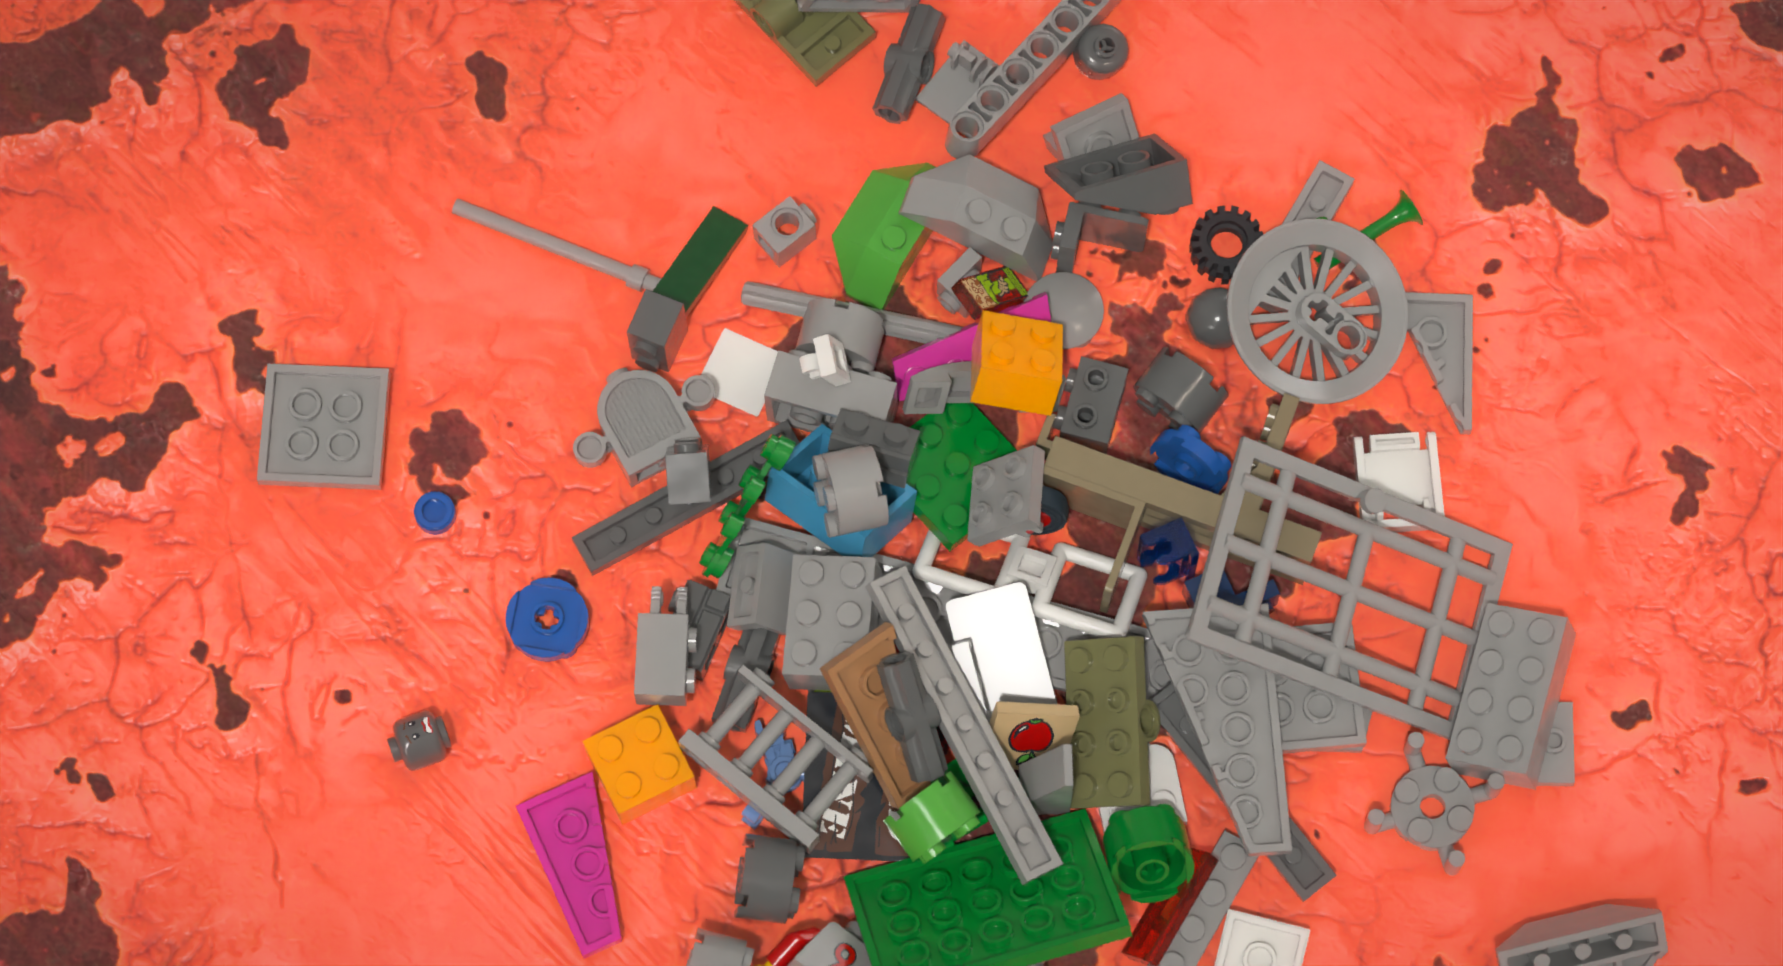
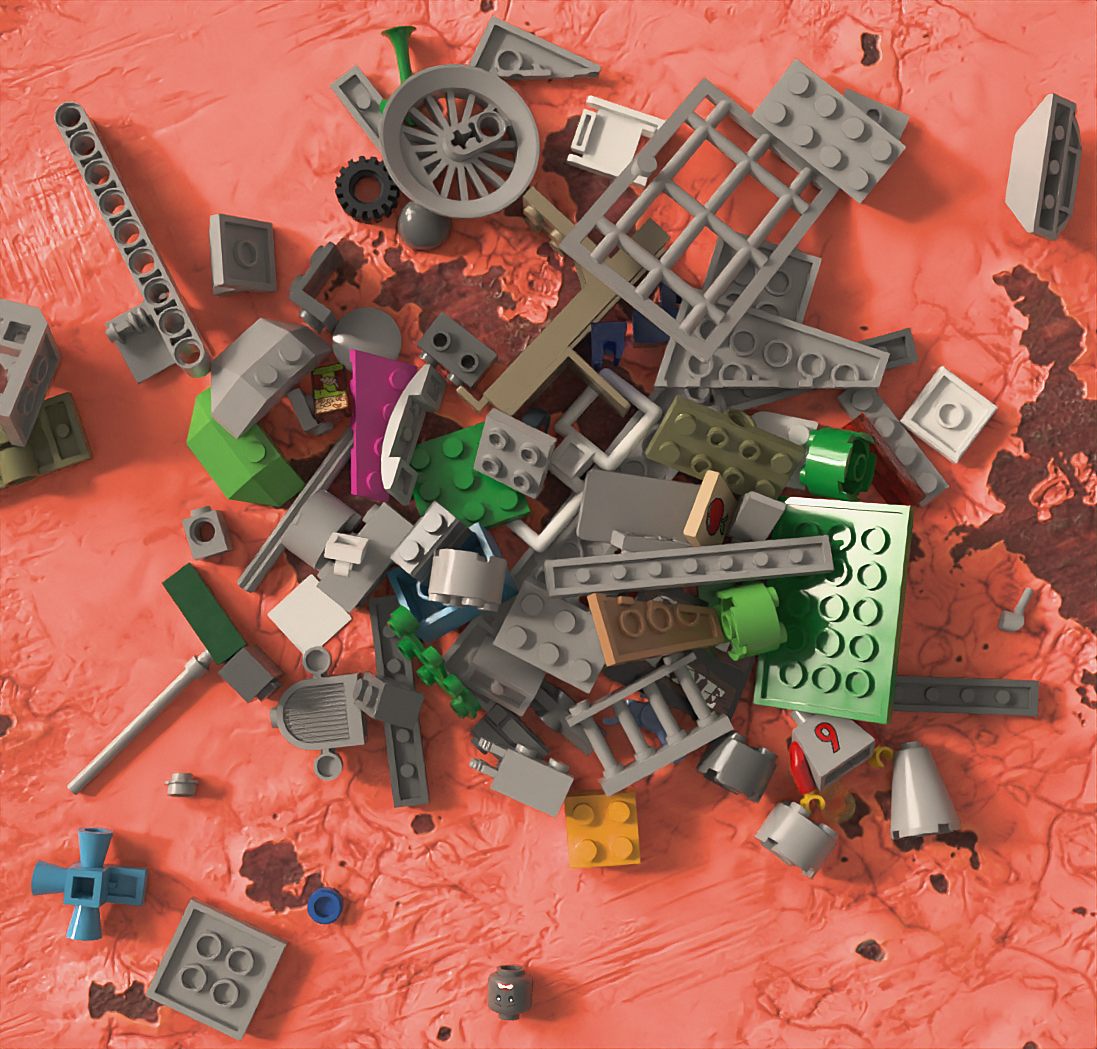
camera: 70 degrees left, 15 degrees up
(366, 261) = (91, 883): none -> dark azure brick
(505, 312) = (181, 785): none -> light grey plate
(560, 639) = (432, 855): blue plate -> none
(573, 853) = (655, 906): dark pink wing -> none
(908, 63) = (106, 376): dark grey piece -> none
(912, 717) = (669, 606): dark grey piece -> none
(1016, 363) = (407, 398): light orange brick -> none
(1092, 60) = (173, 219): dark grey head -> none
(1131, 175) = (282, 243): dark grey slope -> none
(1178, 391) = (478, 279): dark grey brick -> none
(1190, 460) = (537, 297): blue plate -> none
(1435, 783) = (897, 217): light grey plate -> none

